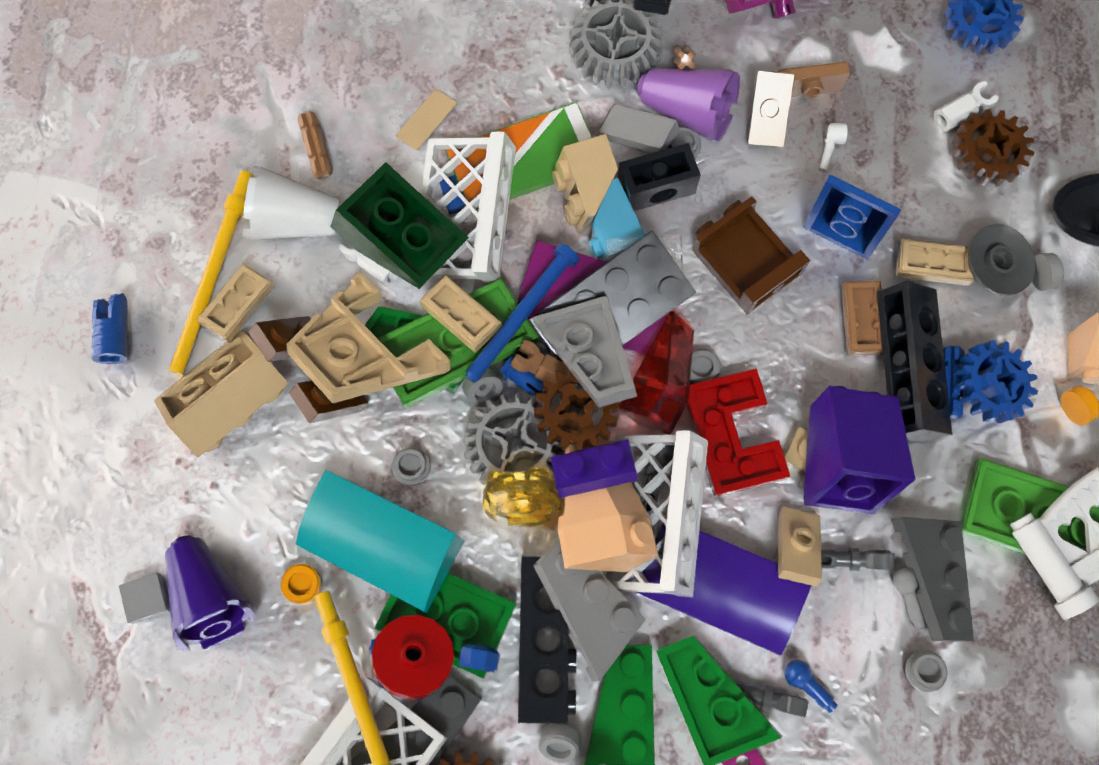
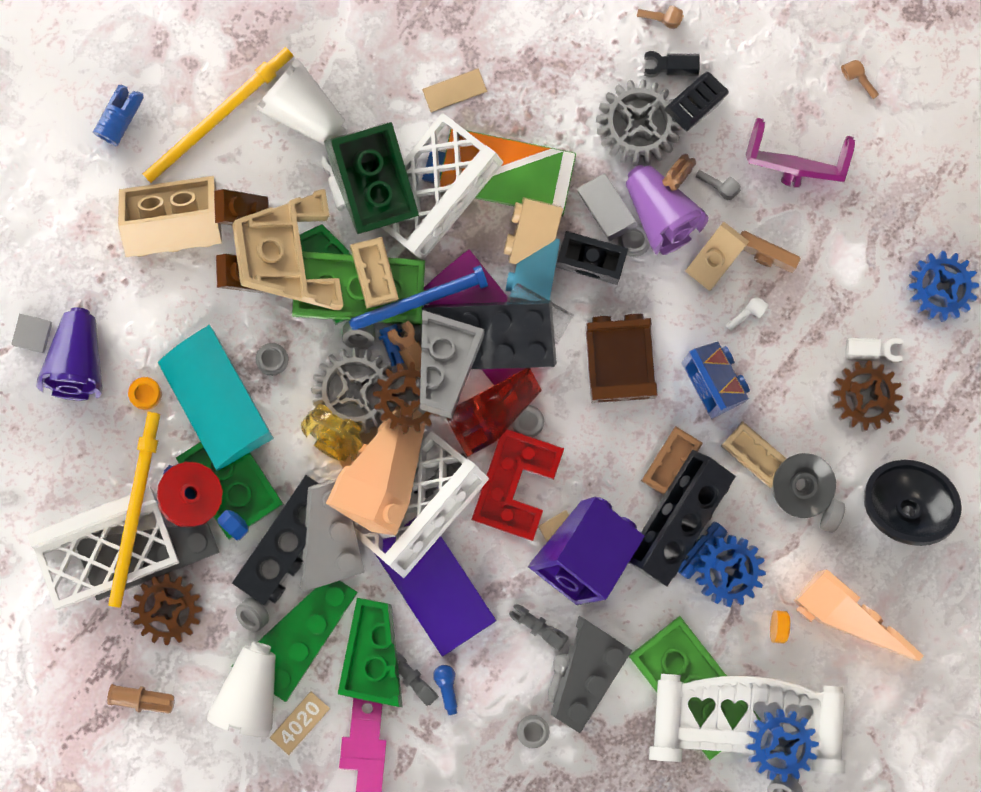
camera: 30 degrees right, 10 degrees up
(235, 303) = (220, 153): tan plate -> none
(314, 145) = (355, 59): medium nougat axle -> none
(594, 468) = (392, 447): dark purple plate -> none
(732, 55) = (727, 190): none -> light grey hand
(799, 546) = (503, 592): tan plate -> none

